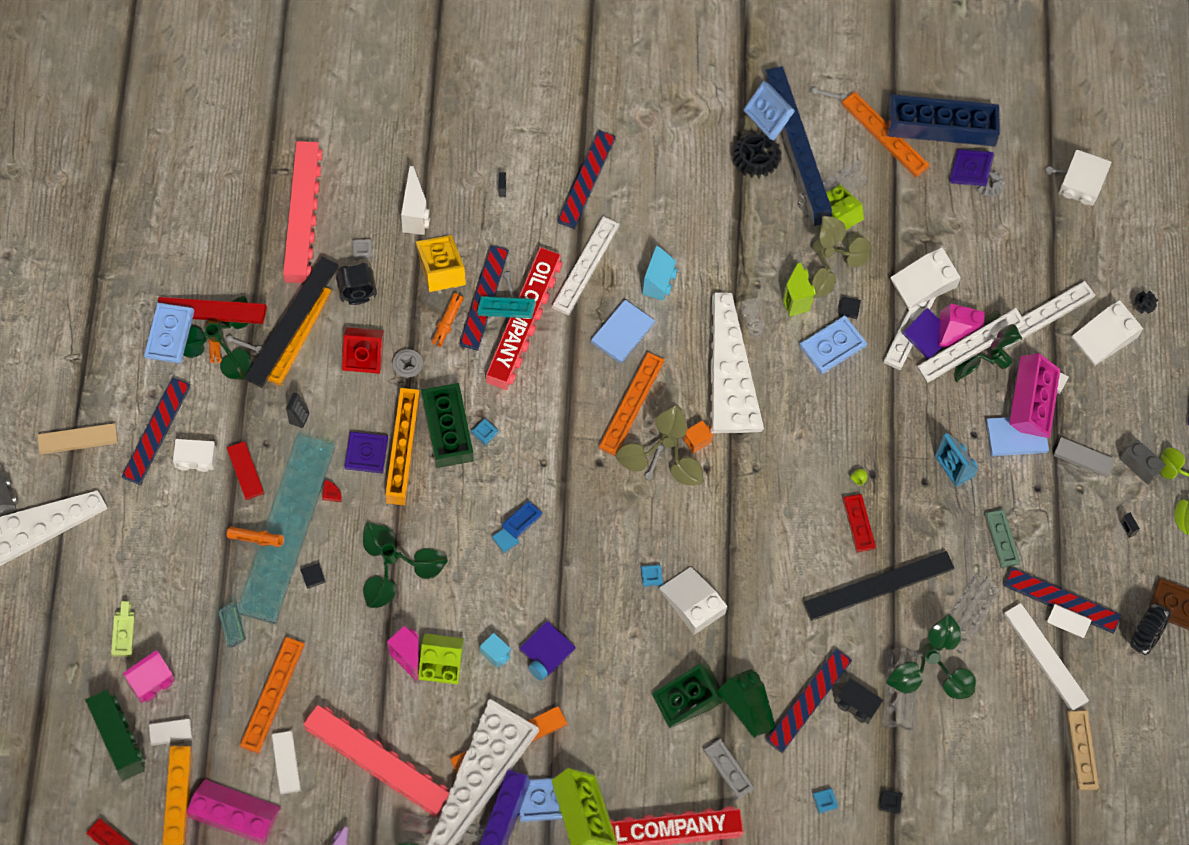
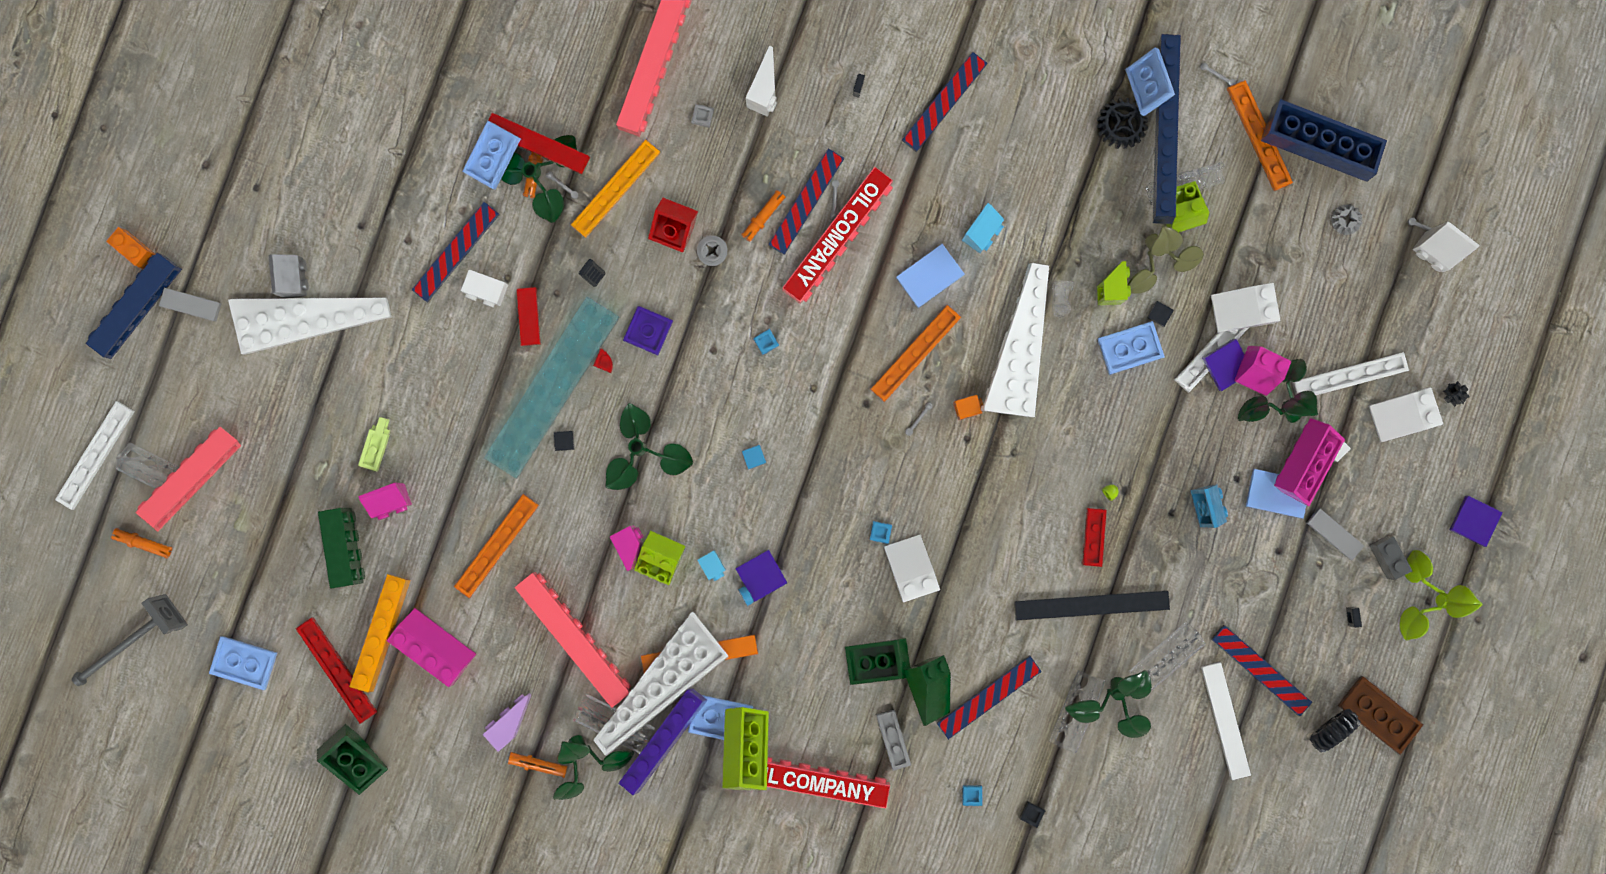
camera: 20 degrees right, 20 degrees up
(77, 438) = (380, 238): tan tile -> none
(170, 732) = (394, 554): white tile -> none
(232, 625) = (475, 468): clear light blue tile -> none
(261, 537) = (524, 393): orange pin -> none
(286, 762) = (491, 614): white tile -> none
(291, 322) = (612, 176): black tile -> none
(356, 284) = (684, 154): black brick -> none
(402, 446) = (682, 337): light orange brick -> none
(441, 263) = (774, 153): yellow slope -> none
(447, 425) = (730, 328): dark green brick -> none
(506, 307) = (822, 222): teal tile -> none
(522, 519) = (774, 442): blue tile -> none
(585, 266) = (915, 195): white tile -> none
(673, 426) = (942, 399): olive plant -> none
(858, 701) = (1034, 713): black brick -> none
(968, 346) = (1265, 392): white tile -> none
(972, 167) = (1334, 199): dark purple tile -> none
(1002, 538) = (1226, 592): sand green tile -> none
(1069, 620) = (1260, 693): white tile -> none
(1082, 750) = (1227, 819): tan tile -> none

